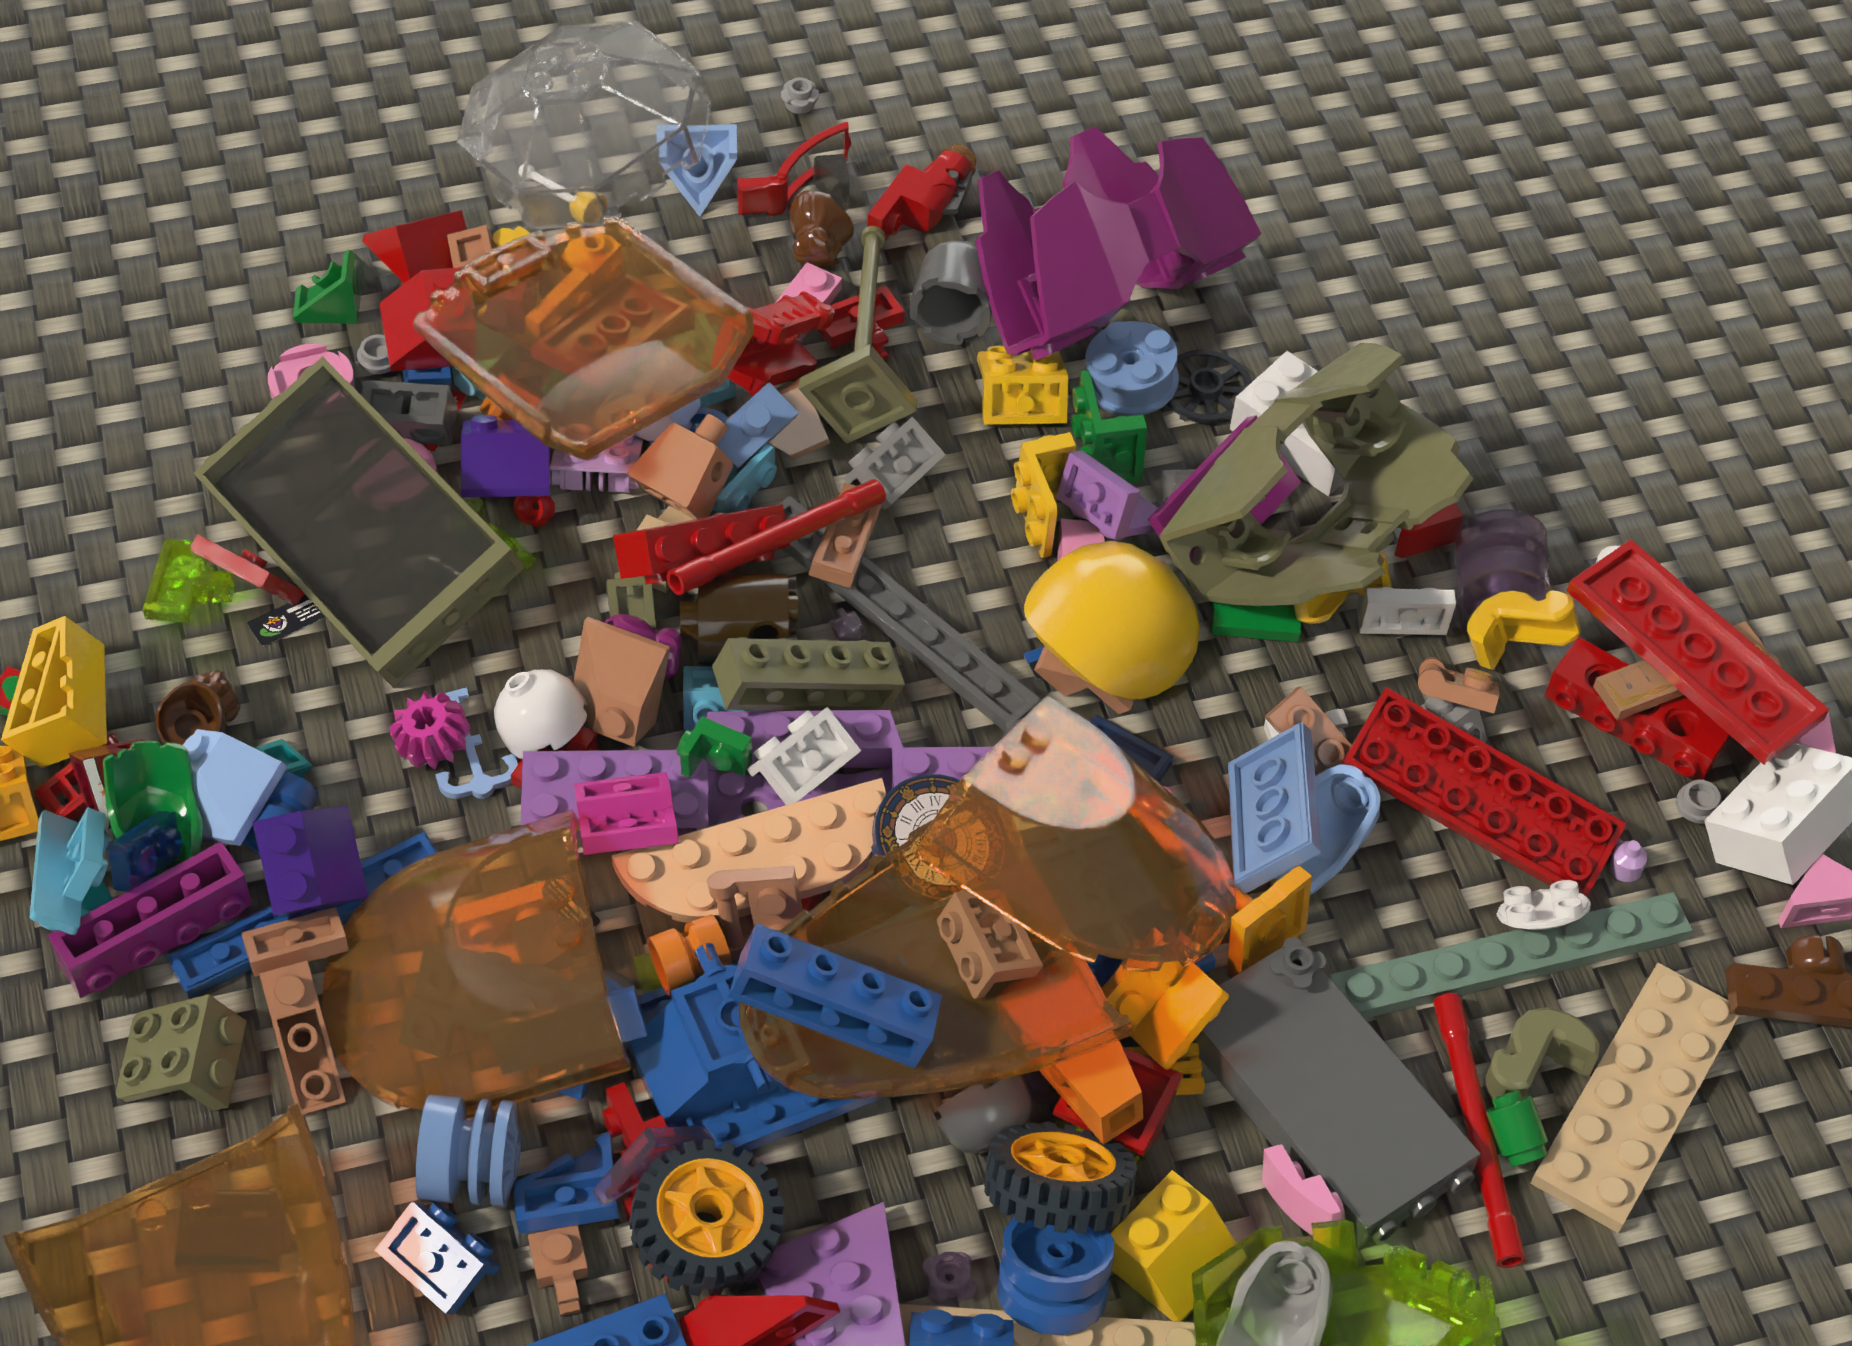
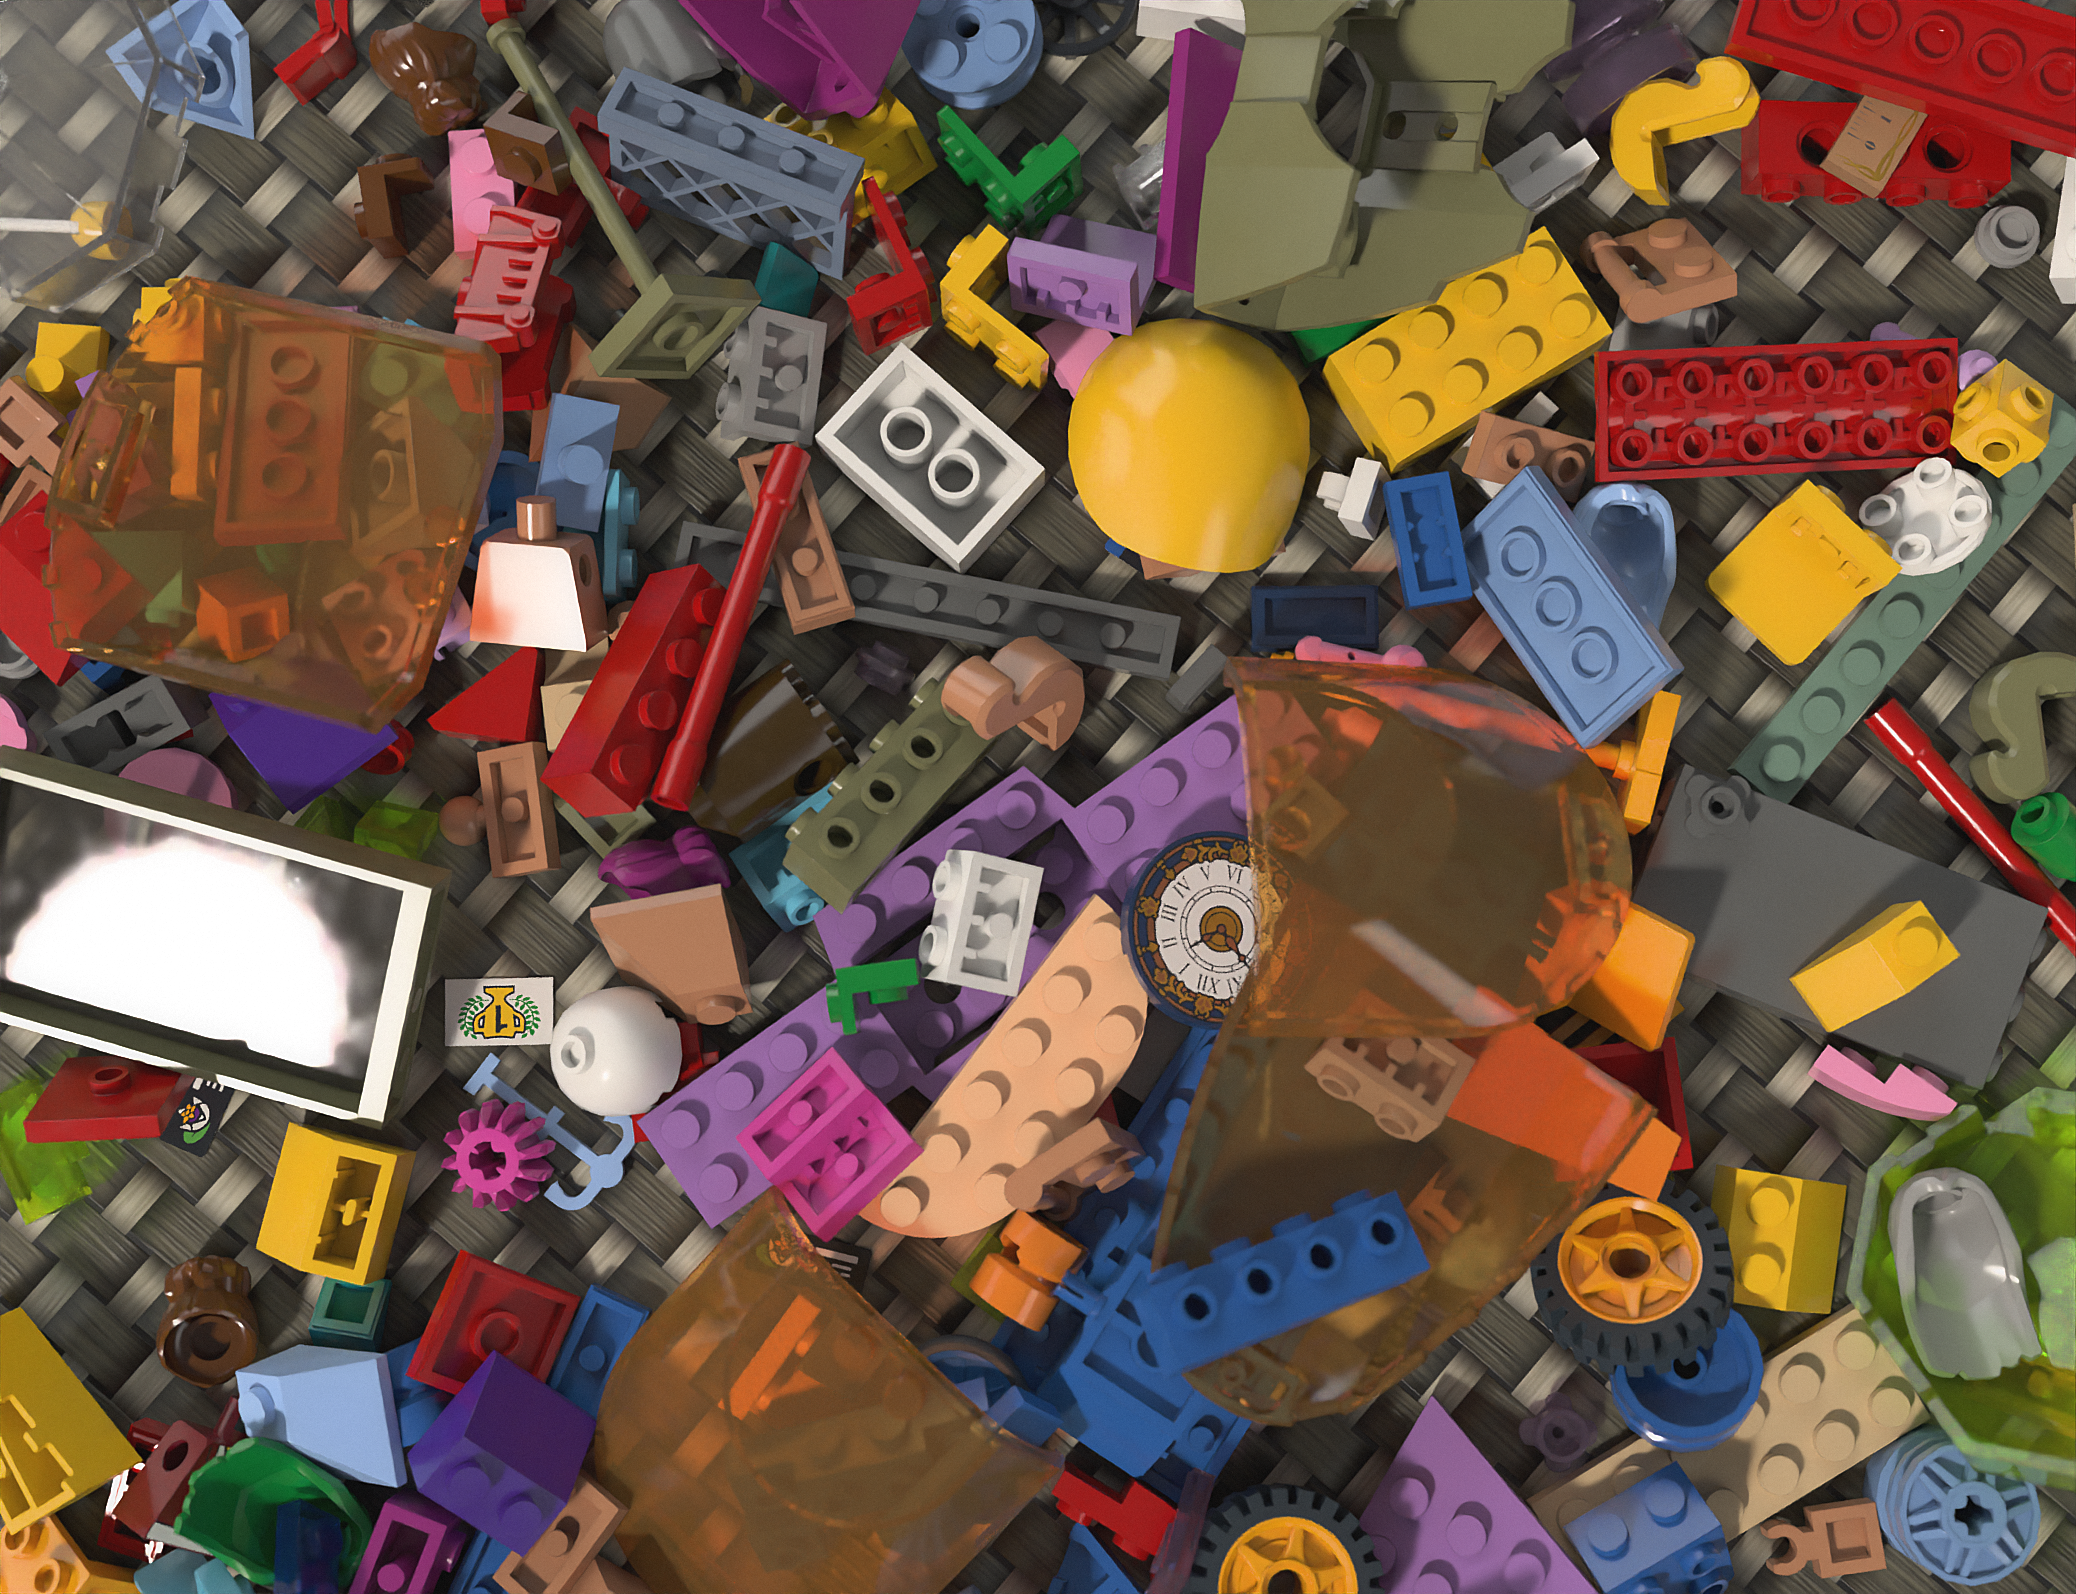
camera: 30 degrees left, 30 degrees up
(323, 701) = (335, 1204): none -> yellow slope
(369, 796) = (486, 1311): none -> red tile
(482, 671) = (498, 1011): none -> white sticker
(580, 581) = (513, 814): none -> nougat plate
(602, 517) = (501, 705): none -> red slope
(751, 266) = (380, 212): none -> reddish brown bracket
(843, 281) = (525, 148): none -> reddish brown bracket
(921, 659) = (1019, 686): none -> nougat animal
(938, 421) = (785, 281): none -> teal slope
(954, 542) = (931, 459): none -> white brick
(957, 331) = (722, 145): none -> sand blue fence
(988, 450) = (894, 306): none -> red bracket
(1195, 704) = (1358, 497): none -> white tile
(1217, 738) = (1427, 540): none -> blue tile
(1331, 658) = (1471, 351): none -> yellow brick
(1339, 1101) = (1874, 965): none -> yellow slope
(1445, 895) = (1801, 572): none -> yellow bracket
(1624, 874) = (2002, 419): none -> yellow brick

